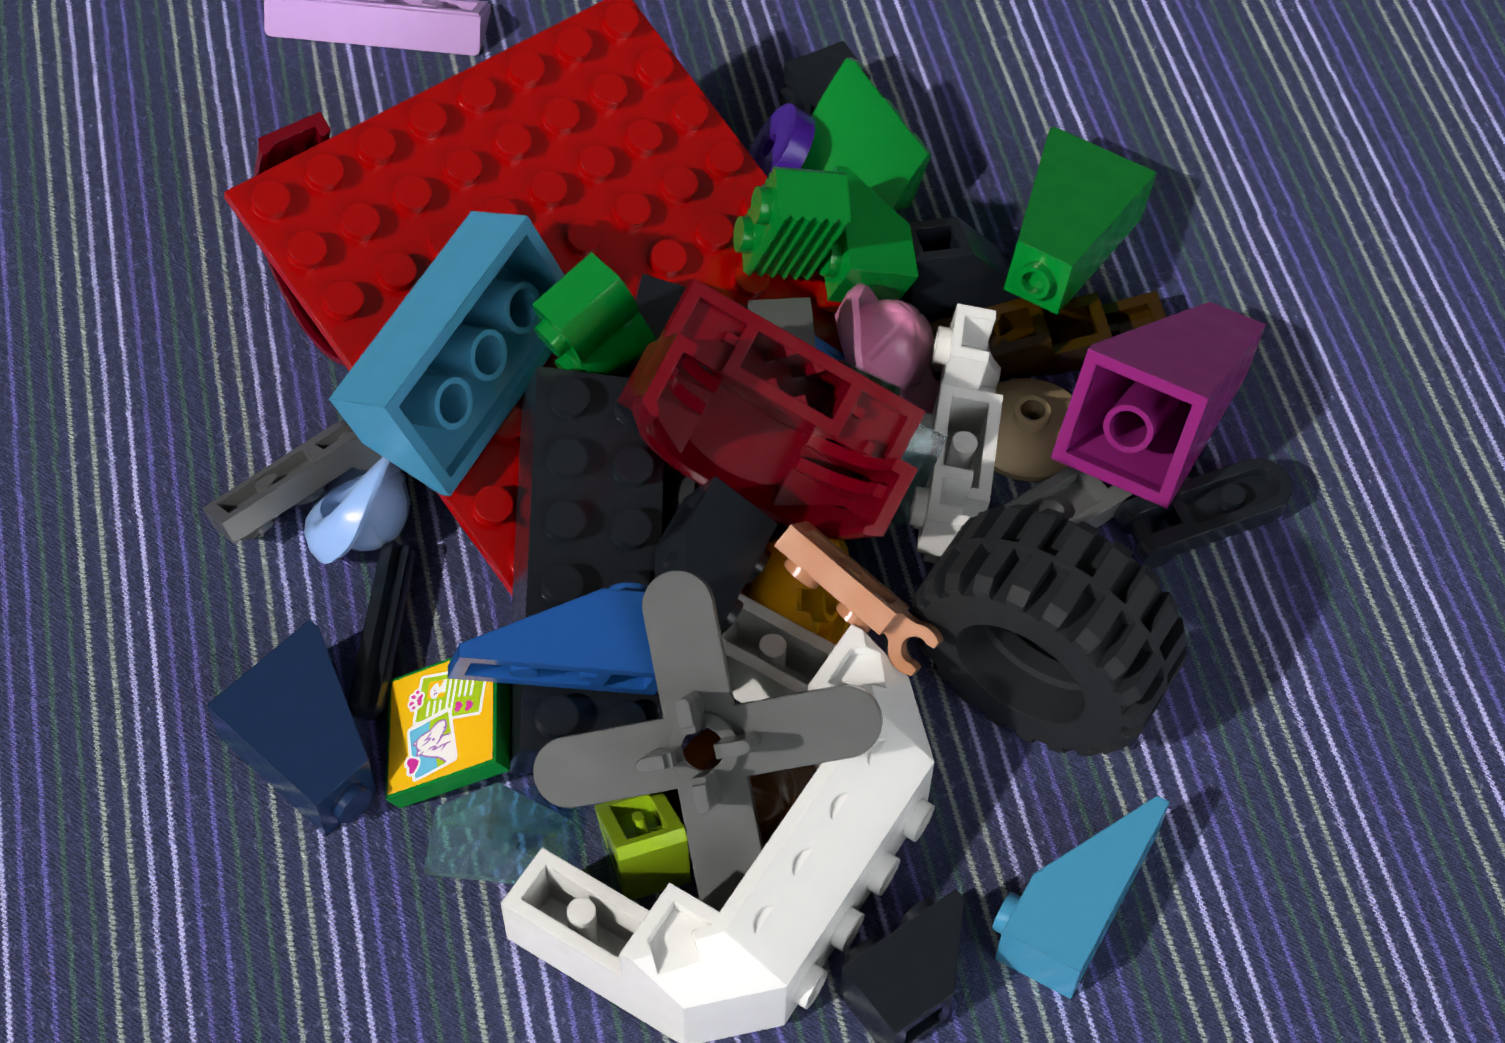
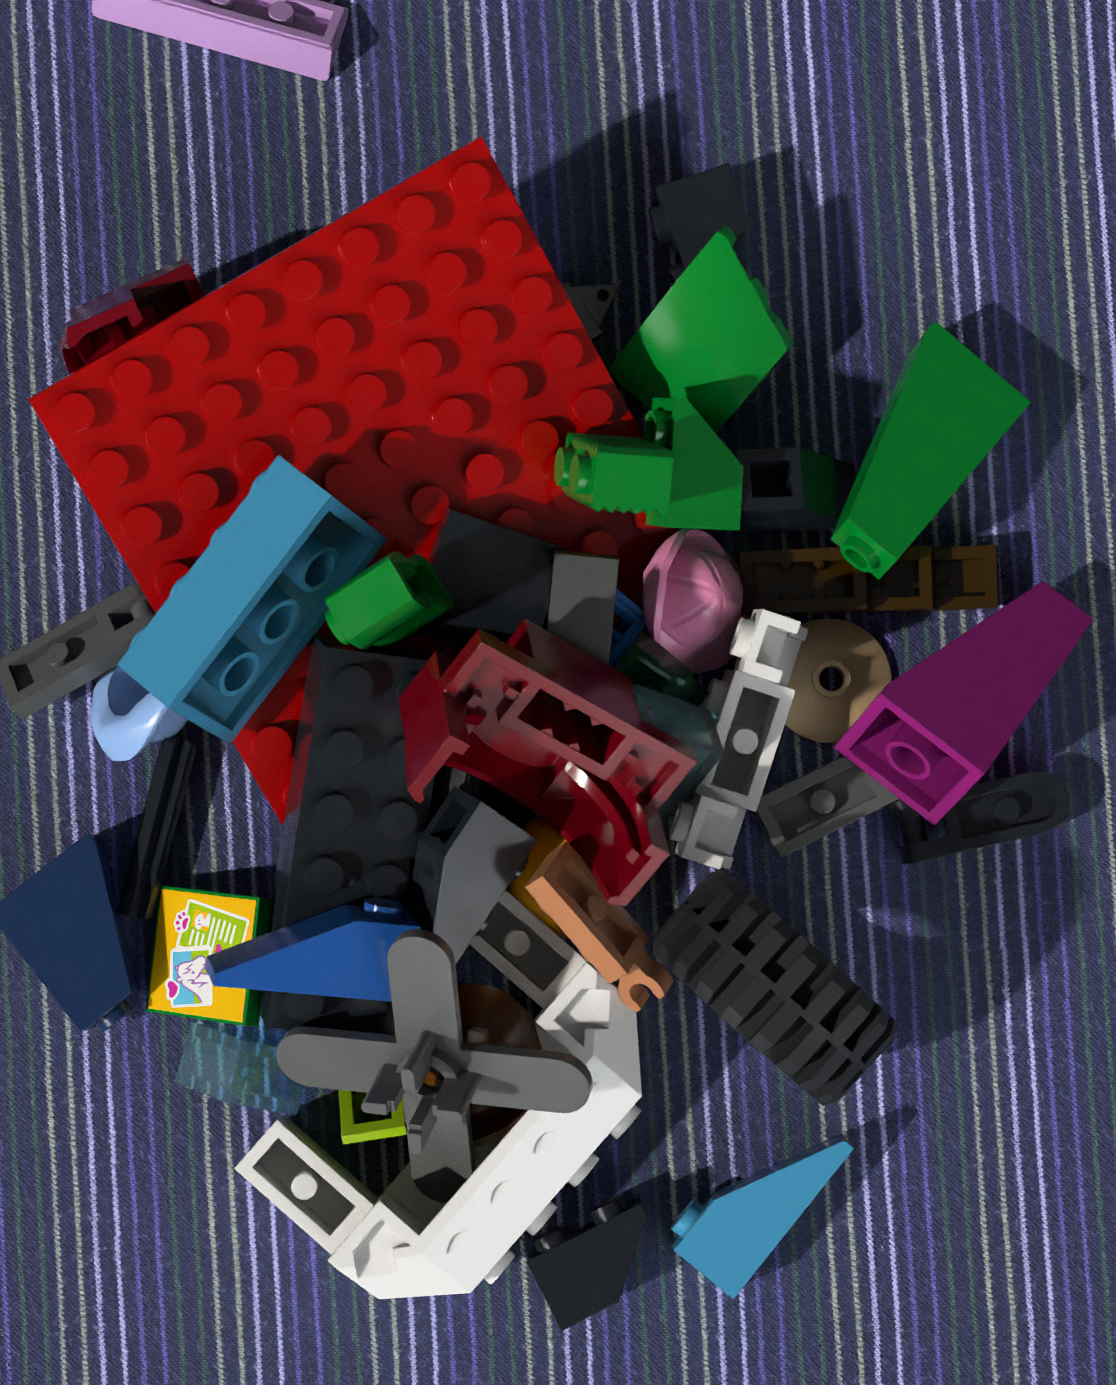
camera: 10 degrees right, 30 degrees up
(784, 139) = (629, 316): dark purple piece -> none

